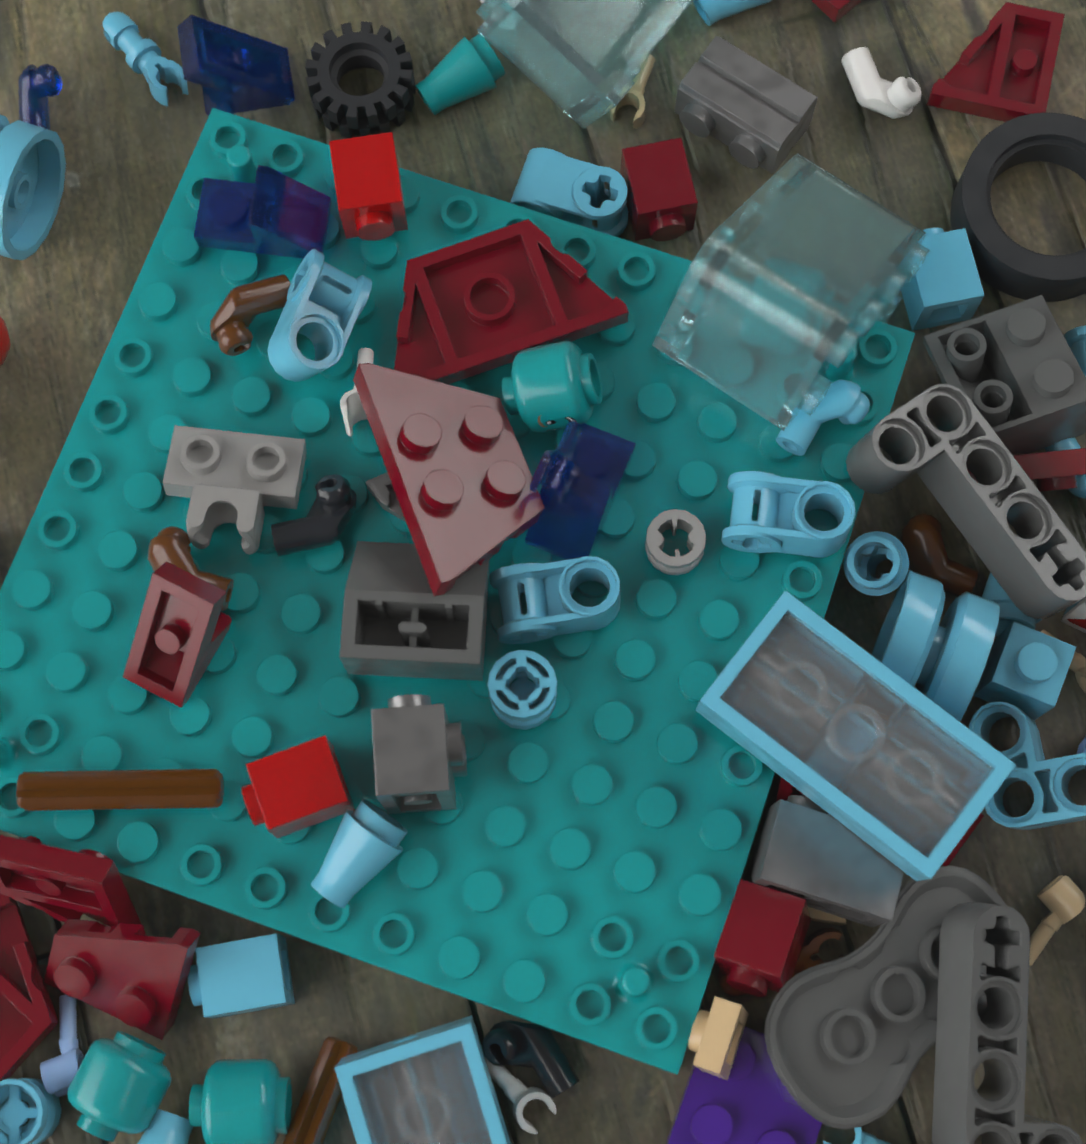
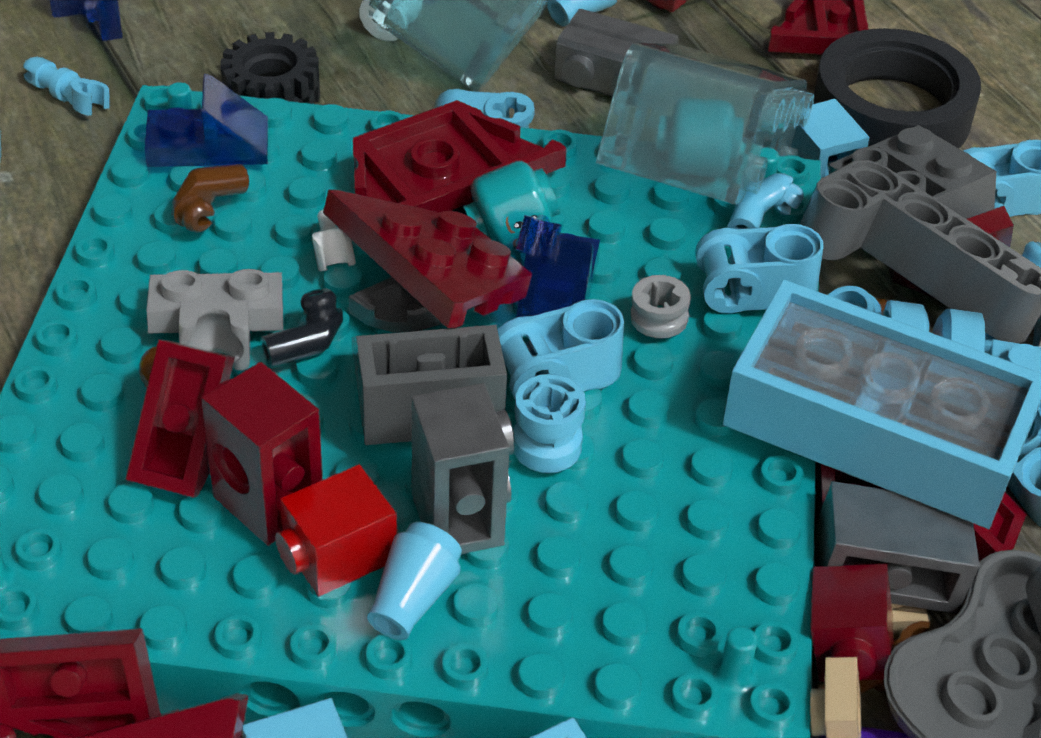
camera: 15 degrees left, 30 degrees down
(120, 789) = (138, 568): reddish brown axle -> none
(234, 67) = (141, 64): clear blue slope -> none
(236, 703) = (260, 446): none -> dark red brick
(324, 309) = (274, 185): medium azure piece -> none
(368, 186) = (304, 98): red brick -> none
(461, 75) = (363, 64): teal cone -> none
(635, 94) = (515, 68): tan hand -> none
(659, 190) = (561, 103): dark red brick -> none
(875, 93) = (711, 40): white arm -> none

